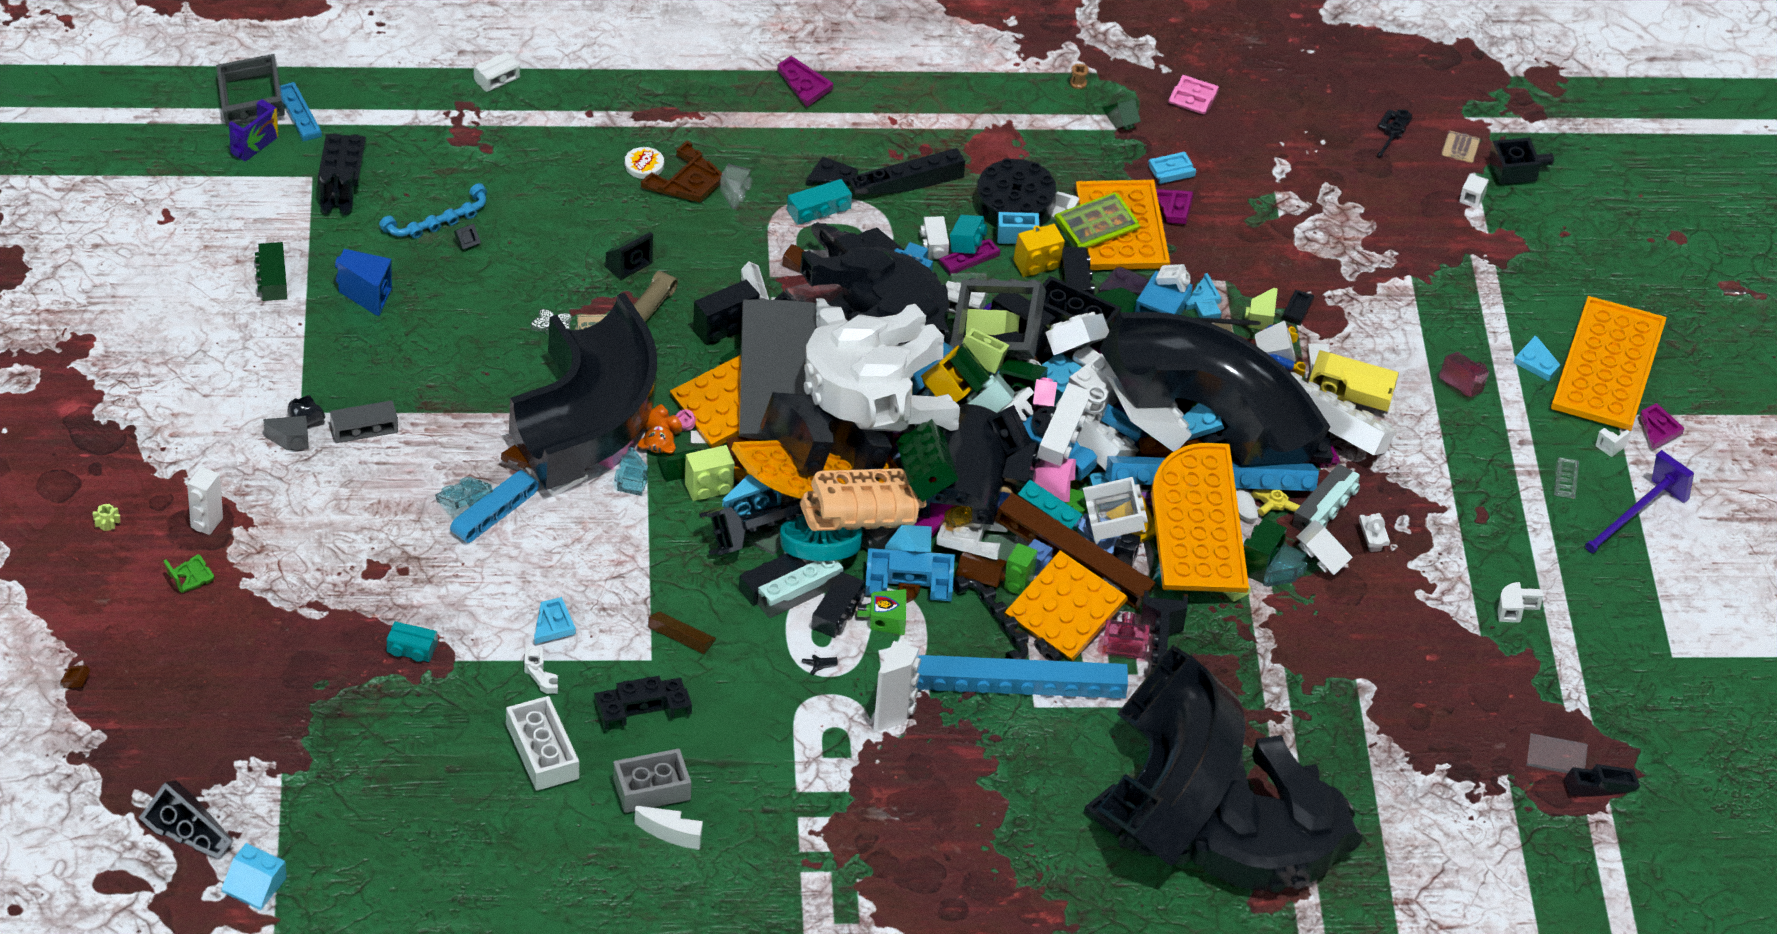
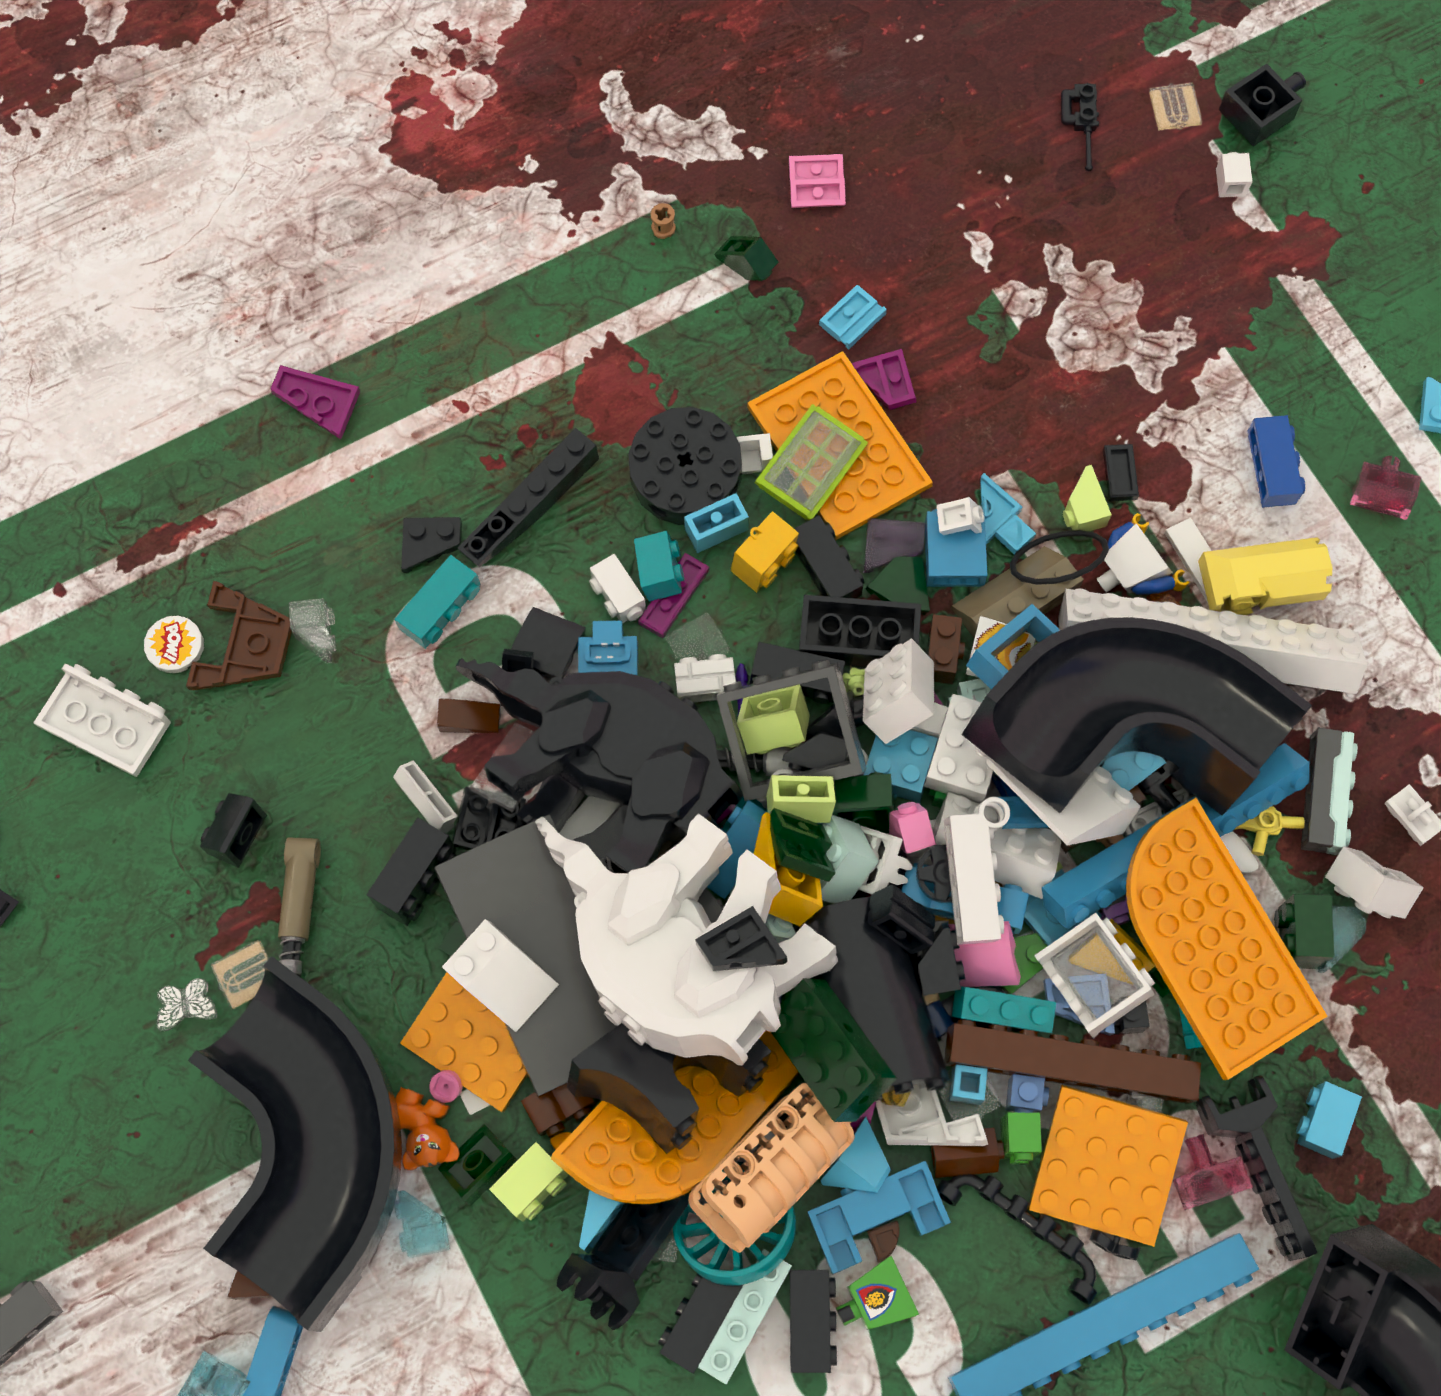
camera: 20 degrees left, 25 degrees up
(582, 178) = (103, 719): none -> white bracket
(751, 360) = (500, 975): none -> white slope
(902, 351) = (741, 944): none -> black wing
(1004, 532) = (968, 1084): none -> medium azure brick
(1220, 645) = (1328, 1119): none -> medium azure brick
(1403, 337) = (1275, 461): none -> blue brick

